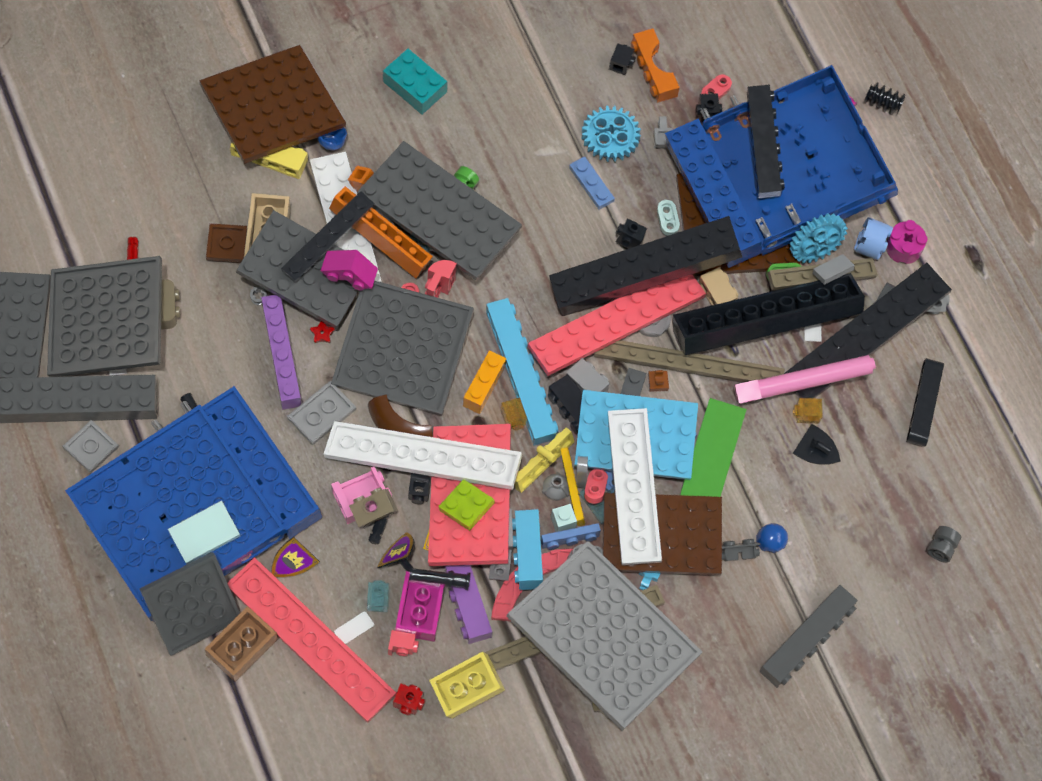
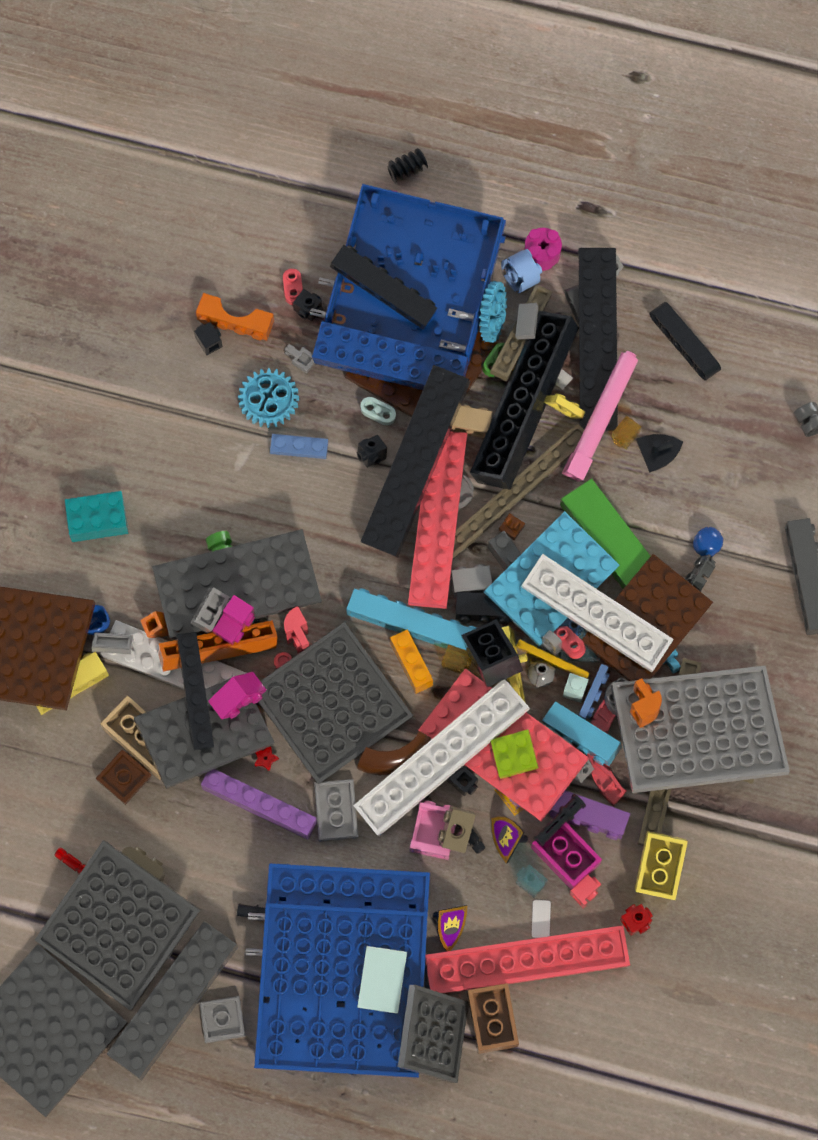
camera: 45 degrees left, 5 degrees up
(255, 290) = (191, 791): light grey bush -> none
(323, 159) = (112, 643): none -> light grey tile
(398, 199) = (210, 610): none -> light grey brick
(405, 223) = (234, 619): none -> dark pink brick
(534, 428) = (492, 653): none -> black brick
(588, 579) = (648, 706): none -> orange brick
(787, 339) = (567, 408): none -> light yellow plate

